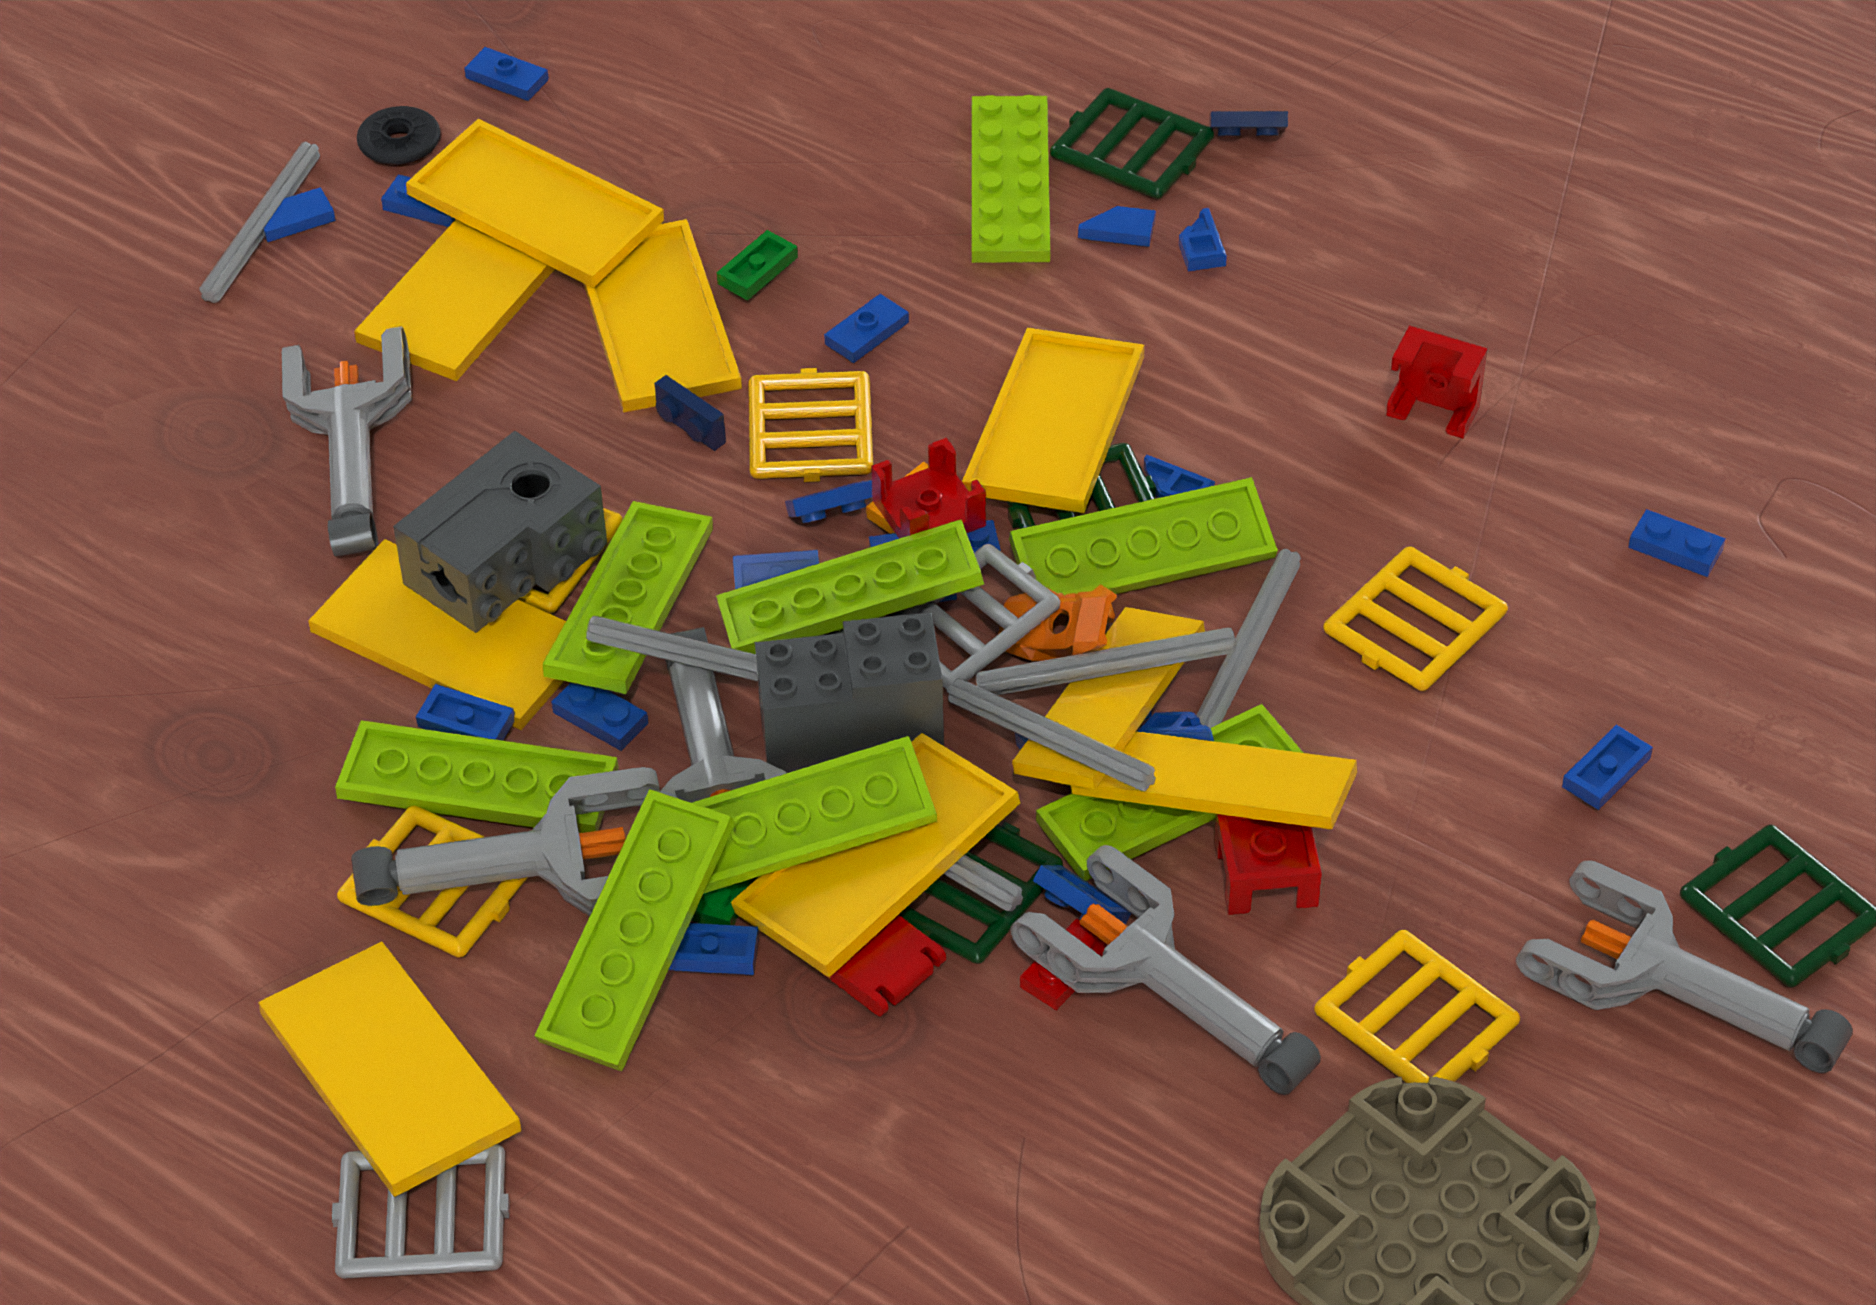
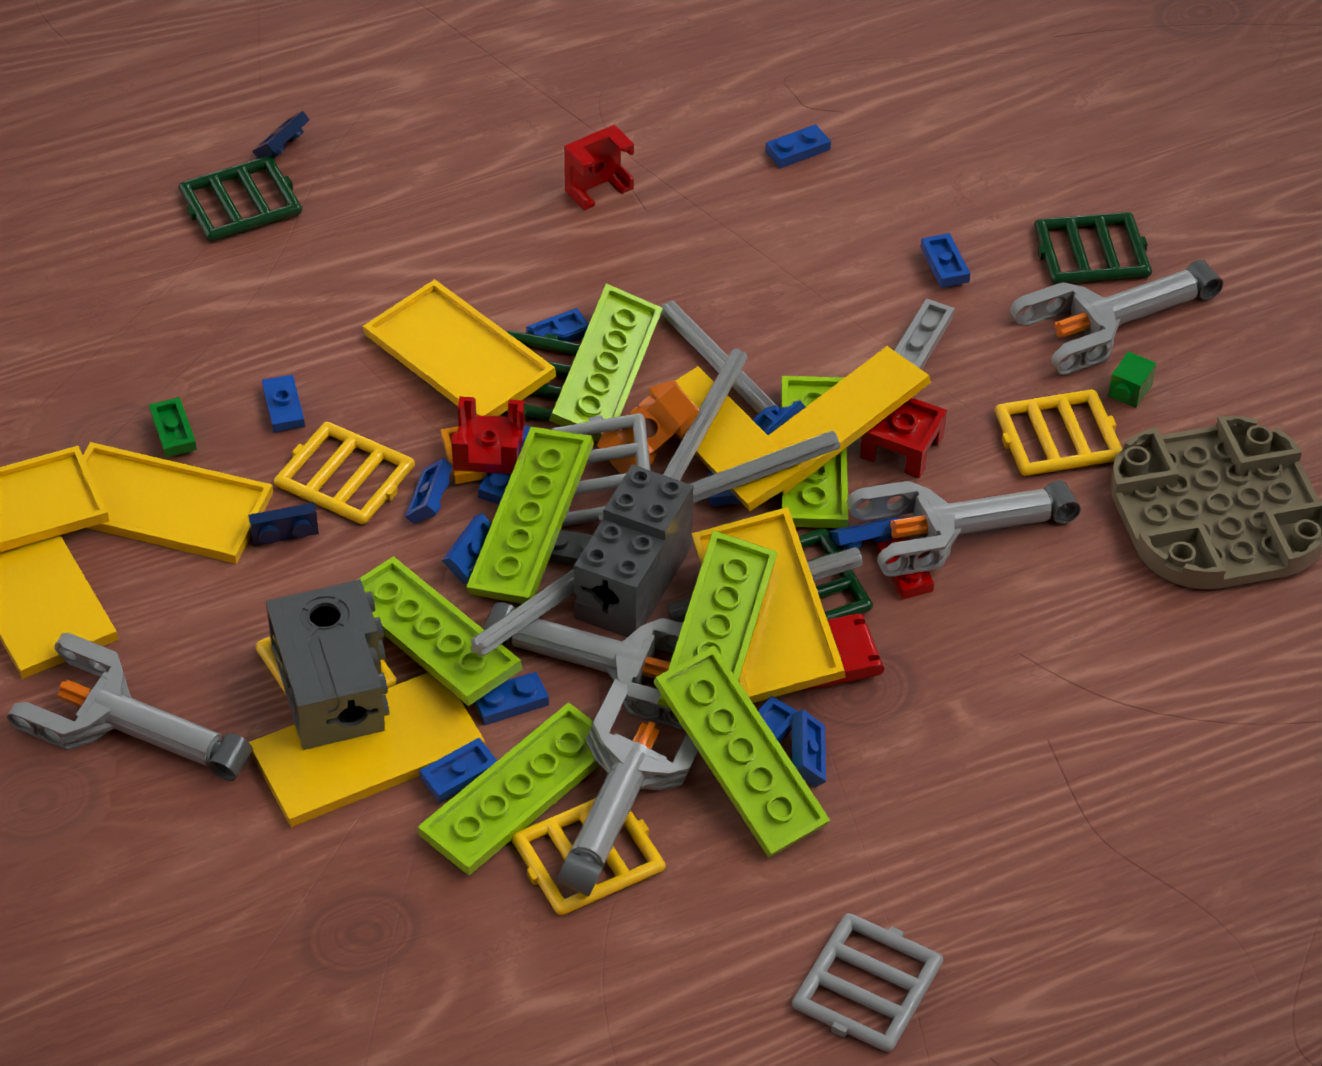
camera: 60 degrees left, 0 degrees up
(389, 1068) = (738, 945): yellow tile -> none
(709, 997) = (809, 747): none -> blue plate
(1010, 179) = (213, 269): lime plate -> none
(1121, 226) = (312, 239): blue tile -> none
(1202, 244) = (362, 213): blue tile -> none
(1442, 655) = (778, 311): yellow bar -> none
(1453, 805) = (925, 332): none -> light grey plate
(1565, 1043) = (1132, 379): none -> green brick

